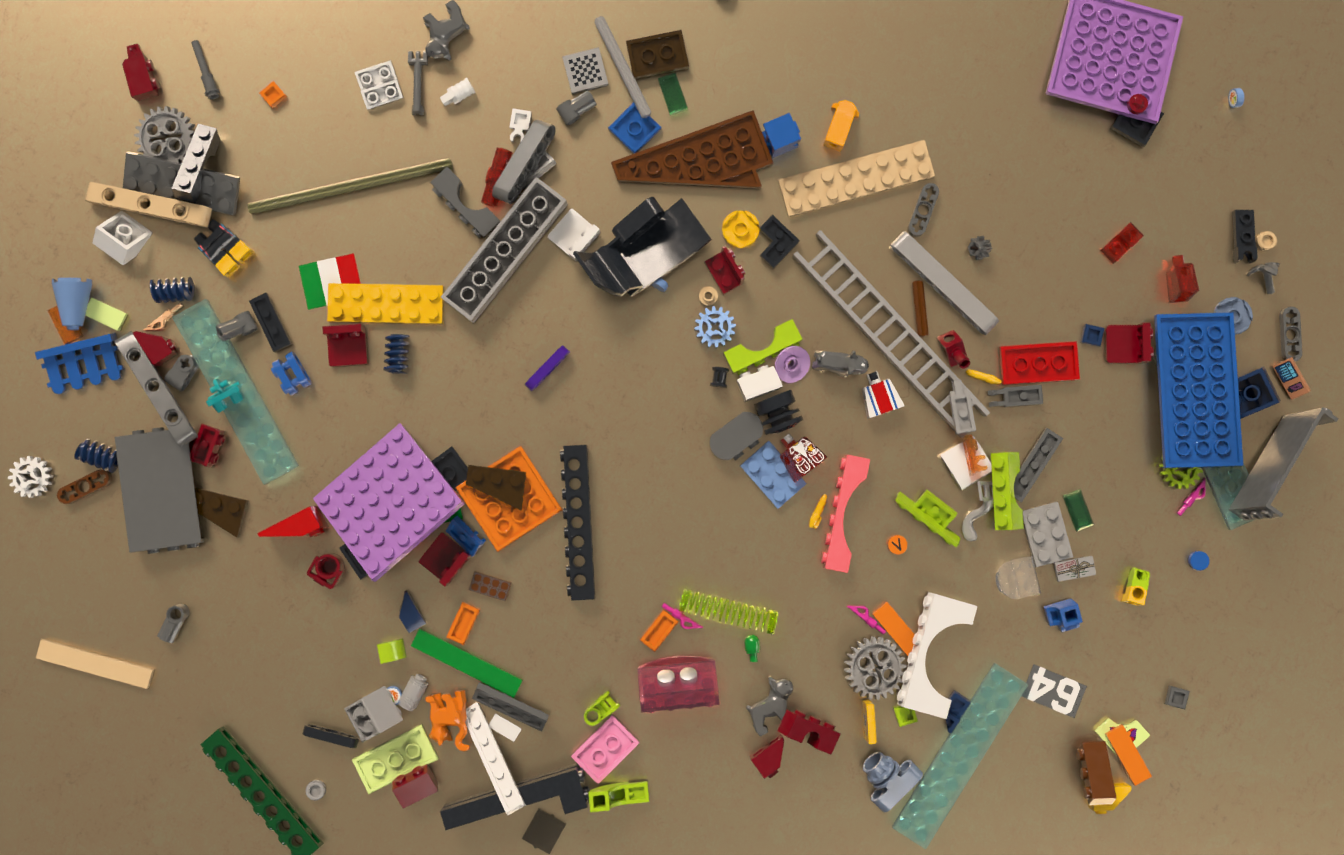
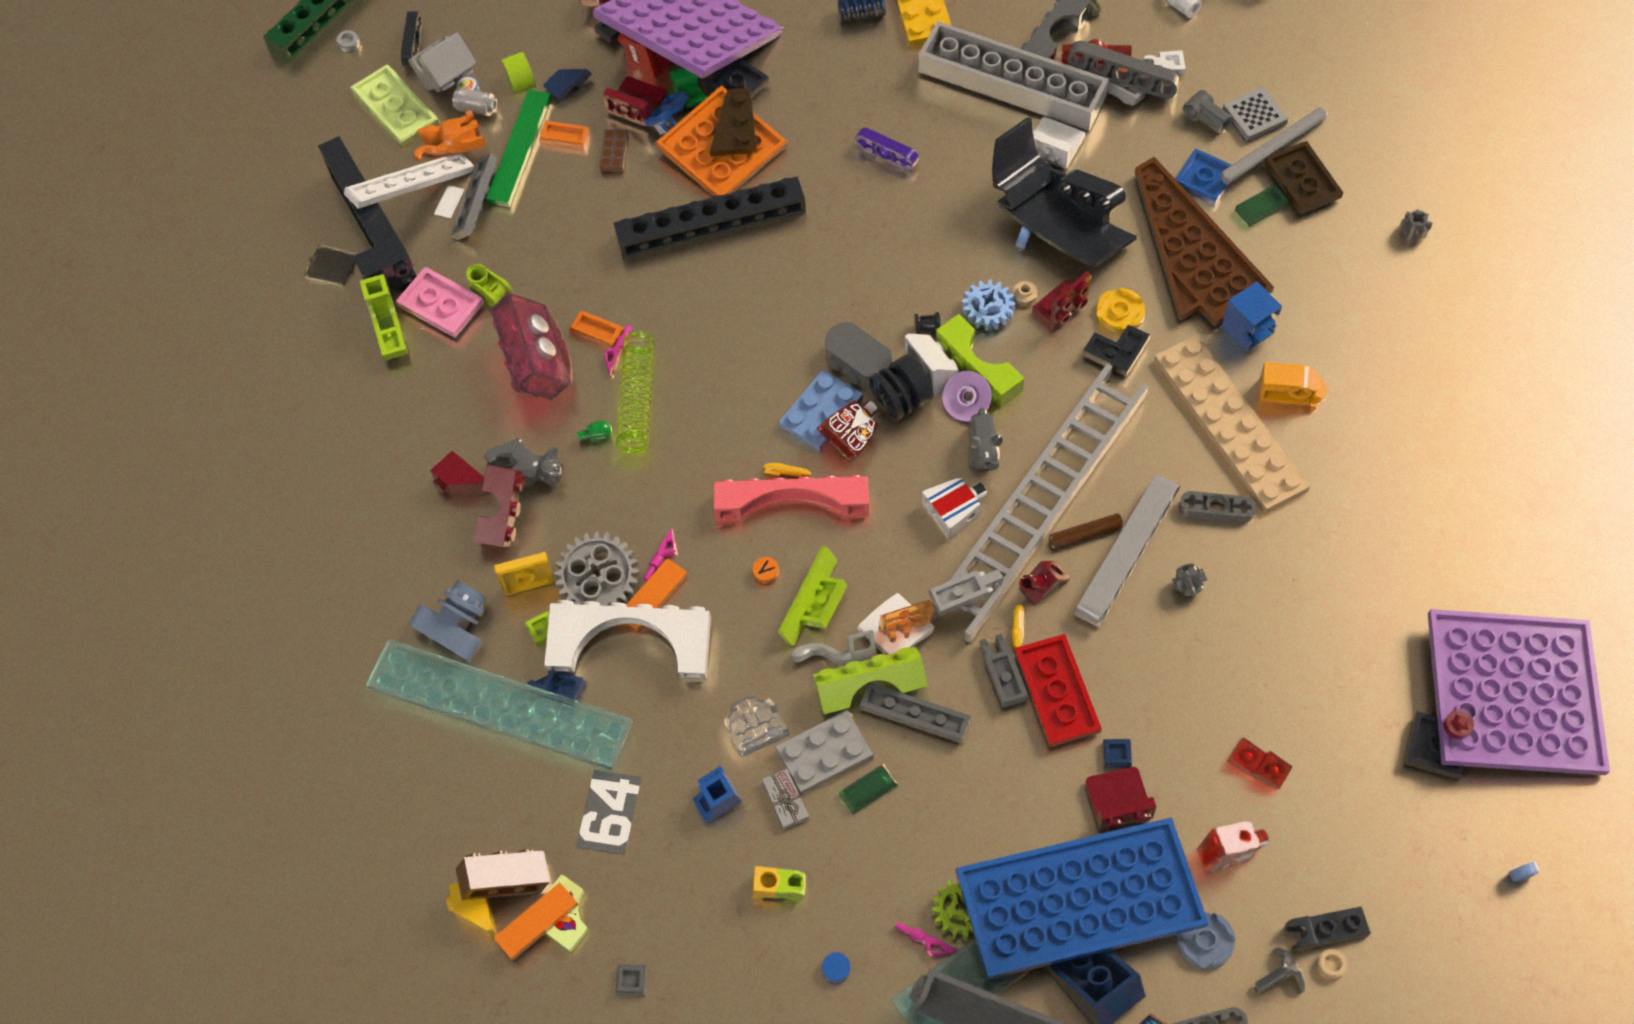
camera: 85 degrees right, 25 degrees down
(414, 785) = (366, 123): dark red brick -> none

